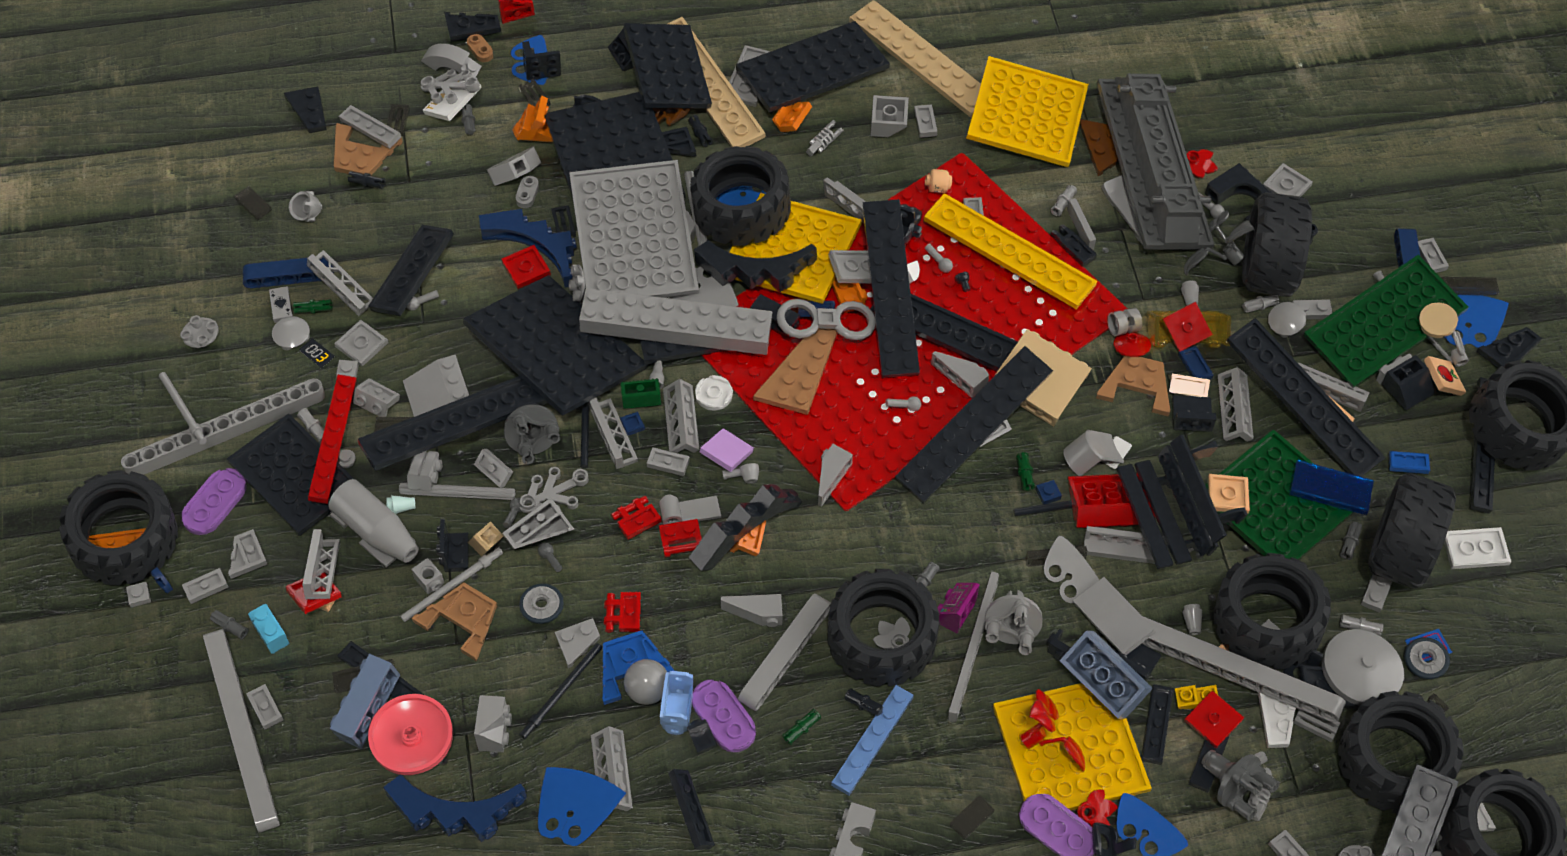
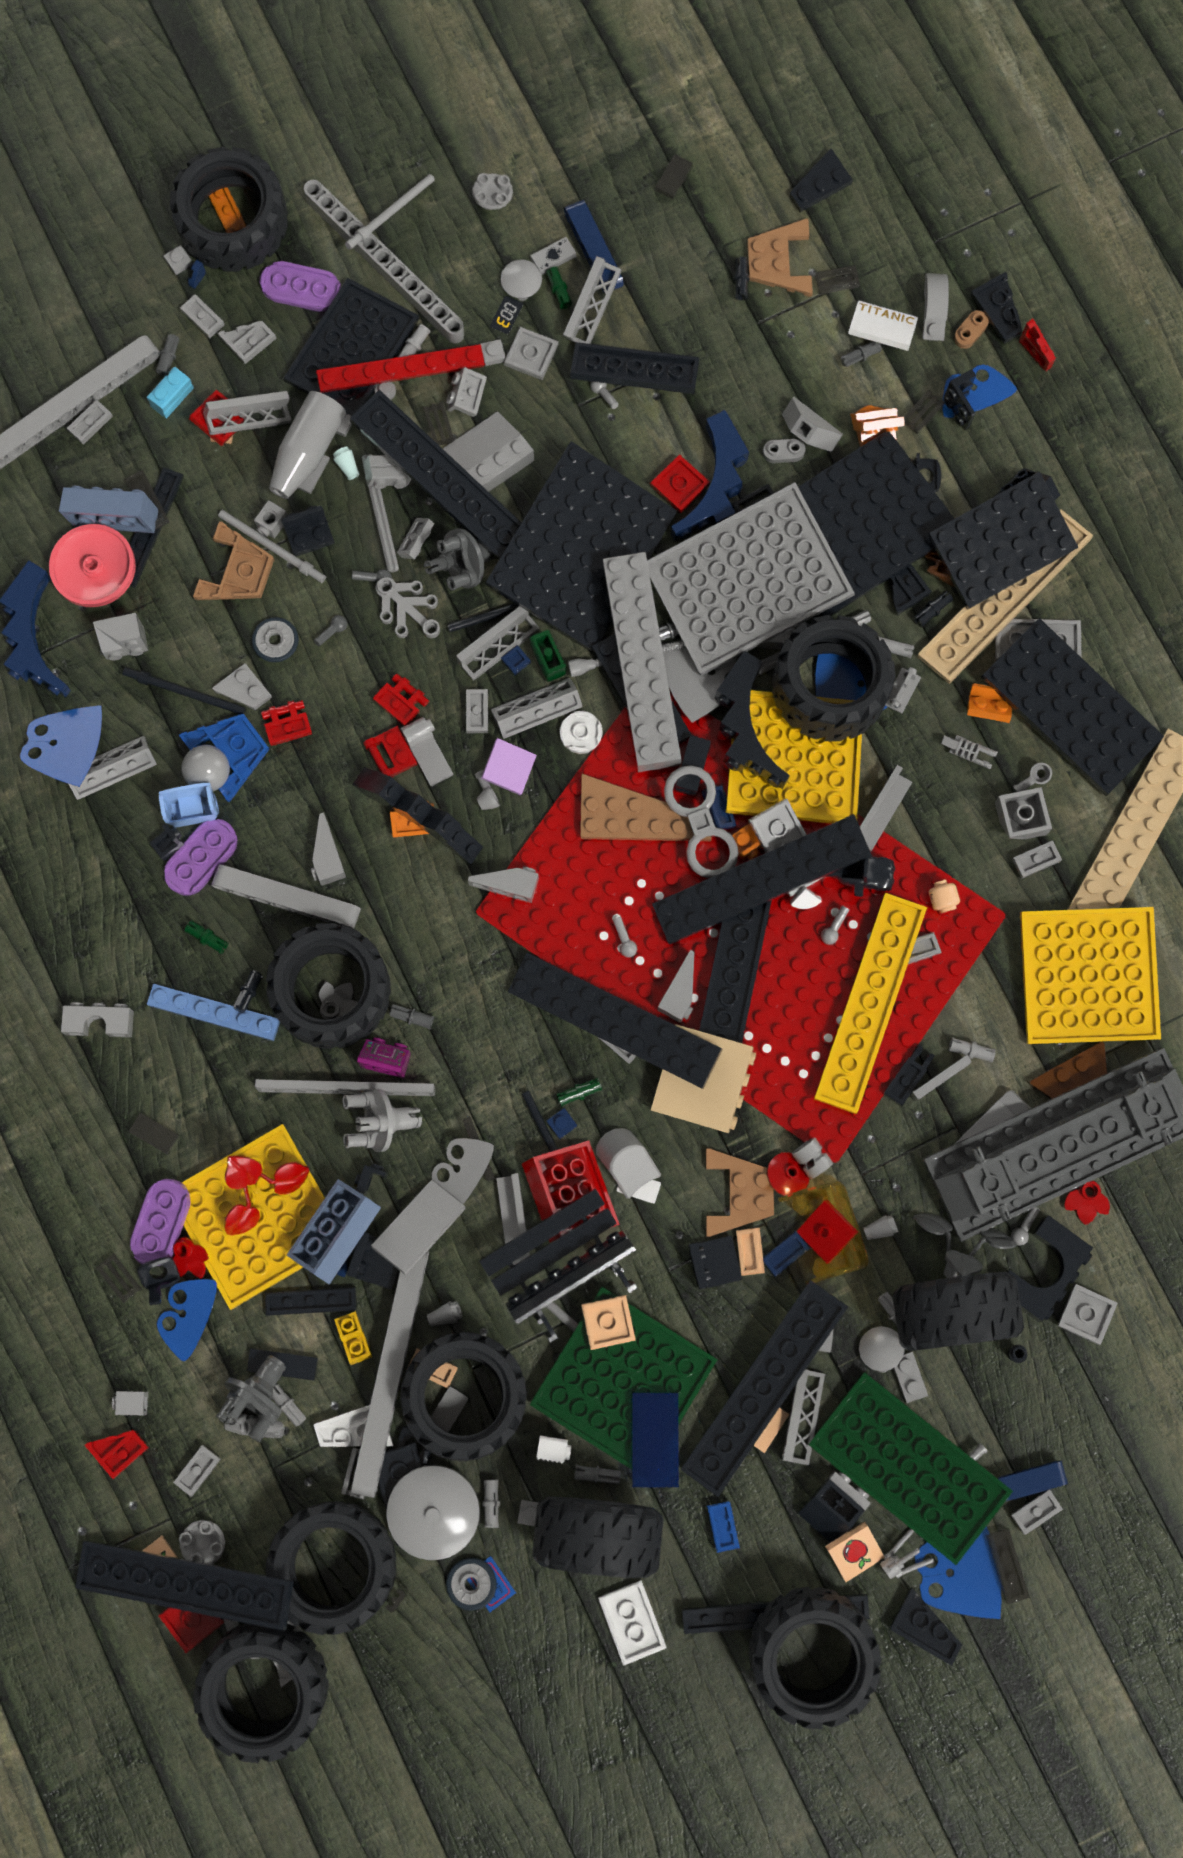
camera: 75 degrees right, 20 degrees up
(305, 206) = (681, 230): light grey helmet -> none
(370, 126) = (812, 254): light grey plate -> none
(429, 84) = (898, 295): light grey plant -> none
(485, 539) = (328, 560): tan slope -> none
(537, 525) = (355, 604): light grey wedge -> none
(577, 284) = (664, 543): light grey dish -> none
(691, 809) = (87, 855): black plate -> none
(861, 95) = (1033, 778): none -> light grey bar
(963, 278) = (812, 960): black piece -> none
(1214, 719) = (325, 1360): red plate -> none
(1239, 401) = (742, 1314): light grey fence -> none
(1328, 560) = (553, 1449): none -> white brick
(1438, 320) = (922, 1530): tan tile -> none

